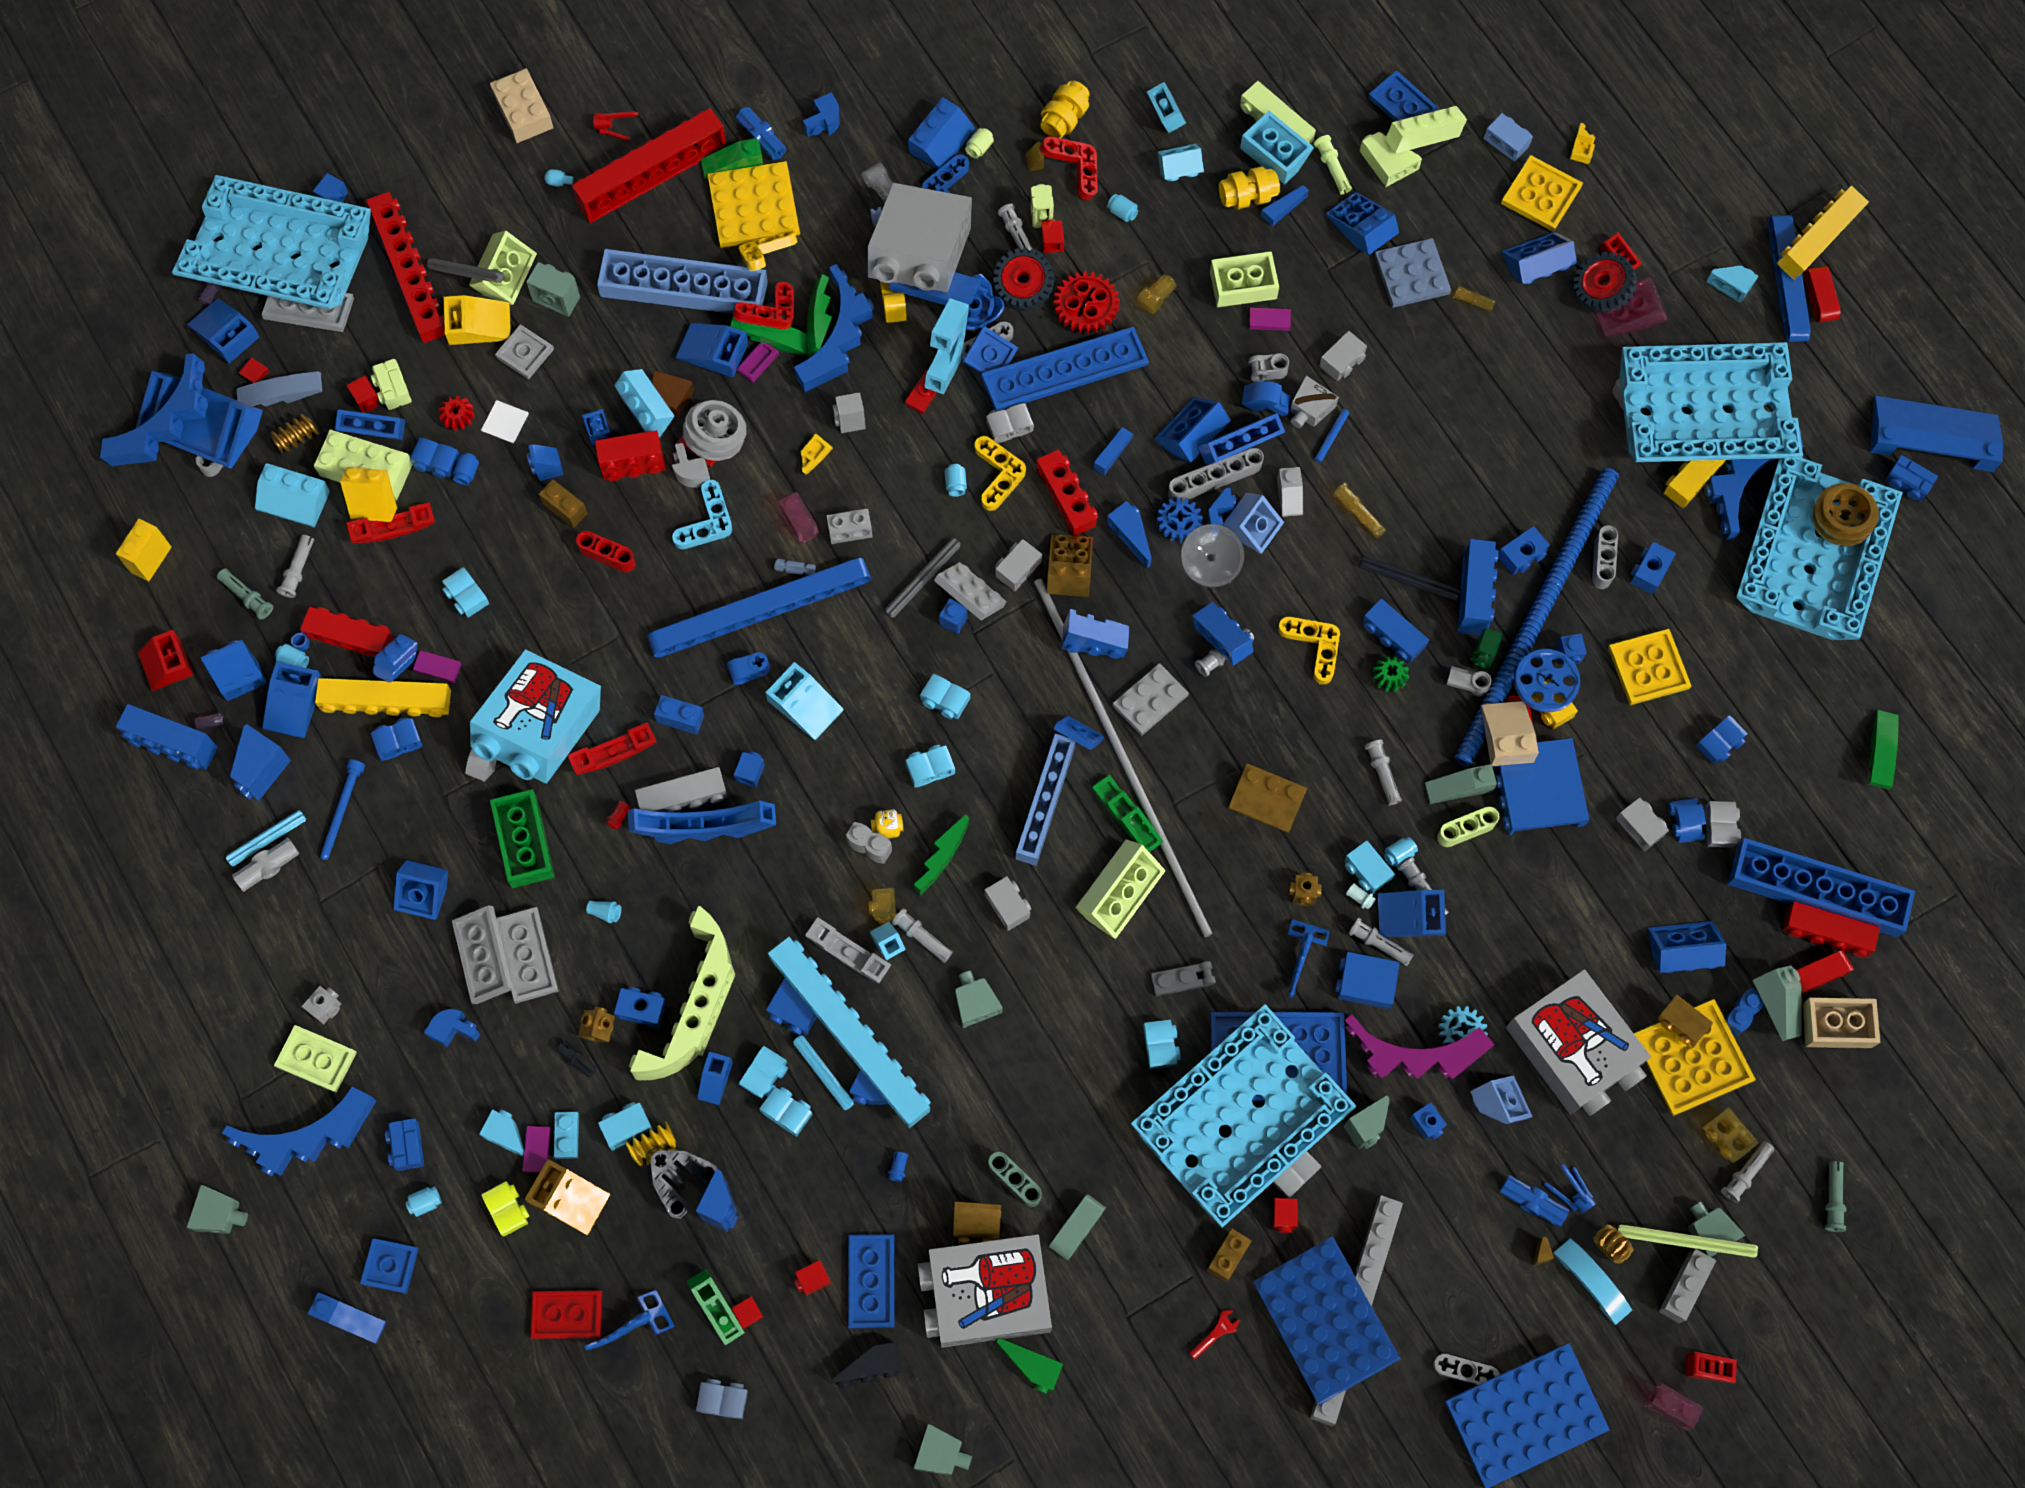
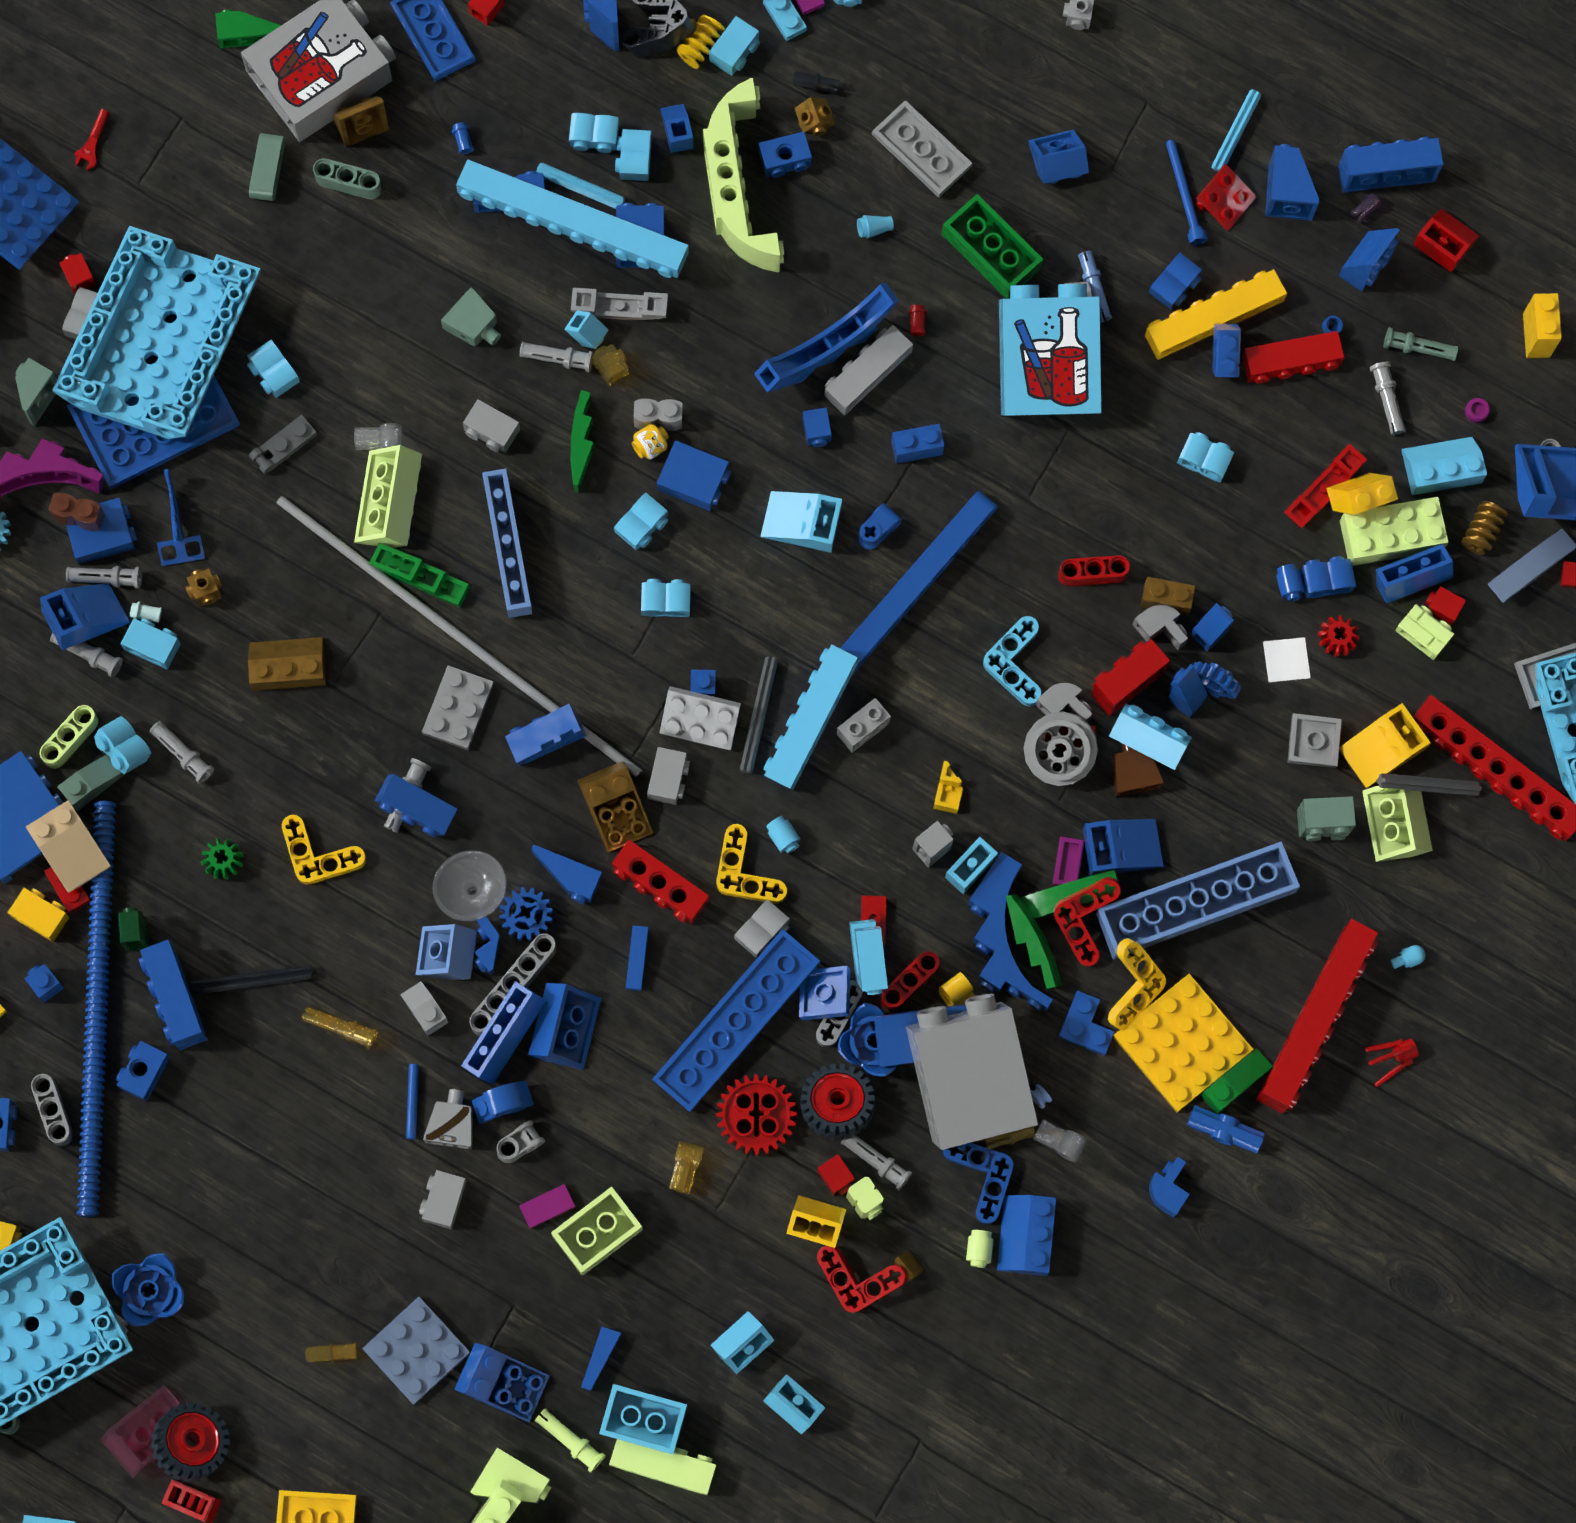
camera: 150 degrees right, 5 degrees up
(236, 525) = (1477, 410): none -> magenta tile
(265, 864) = (1218, 105): light grey piece -> none
(290, 699) = (1301, 265): blue slope -> none
(291, 656) = (1329, 305): medium azure brick -> none
(312, 786) = (1225, 197): none -> red hinge
(437, 666) = (1185, 373): magenta tile -> none
(447, 1023) = (950, 54): blue brick -> none
(459, 778) = (1092, 276): none -> medium blue pin
(482, 955) = (961, 125): light grey plate -> none
(521, 105) = (1503, 1019): tan brick -> none
(569, 421) = (1217, 680): none -> blue gear
(583, 489) = (1158, 620): none -> light grey brick
(613, 751) = (962, 377): red slope -> none
(795, 567) = (894, 656): sand blue axle -> none
(798, 518) = (920, 706): clear pink brick -> none
(819, 249) = (1079, 1026): none -> blue plate
(830, 385) = (971, 865): none -> medium azure brick
(869, 780) = (693, 476): none -> blue brick
(885, 546) = (811, 717): none -> medium azure brick
(912, 333) = (918, 972): none -> red beam
(1068, 105) = (906, 1326): yellow piece -> none
(1079, 732) = (509, 625): blue tile -> none
(1085, 204) = (816, 1221): none -> yellow brick
(1098, 939) = (378, 437): none -> clear piece
(1122, 207) = (777, 1254): medium azure brick -> none
(1229, 1255) = (112, 210): pearl gold brick -> none
(1257, 186) = (640, 1357): yellow piece -> none
(1387, 996) = (70, 511): none -> copper brick
(1395, 631) = (239, 907): blue brick -> none
(1400, 851) = (126, 676): medium azure brick -> none
(1429, 796) = (122, 745): none -> medium azure brick
(1466, 680) = (140, 893): light grey piece -> none
(1538, 676) = (45, 916): blue wedge -> none
(1540, 257) = (281, 1444): slope -> none
(1599, 388) = (131, 1281): none -> blue brick

